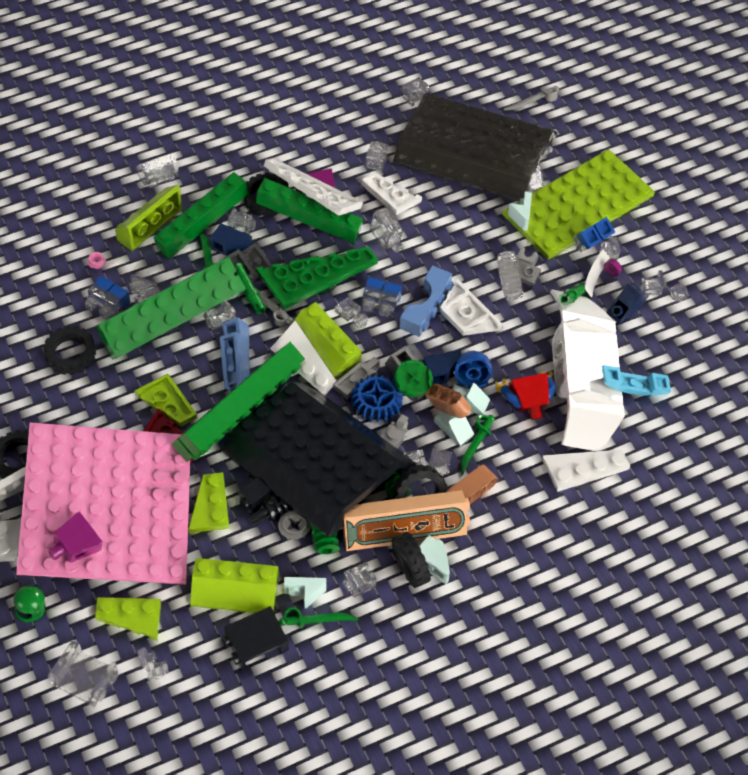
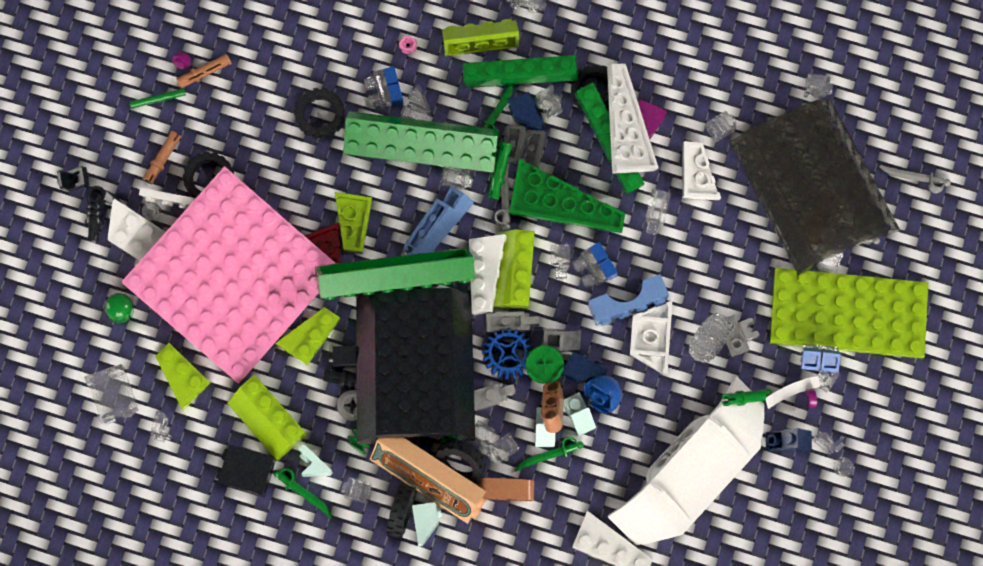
camera: 45 degrees right, 20 degrees up
(75, 540) = (178, 291): magenta torso -> none
(521, 212) = (781, 288): light aqua slope -> none
(529, 393) = (627, 451): red torso -> none
(635, 384) = (720, 514): medium azure slope -> none

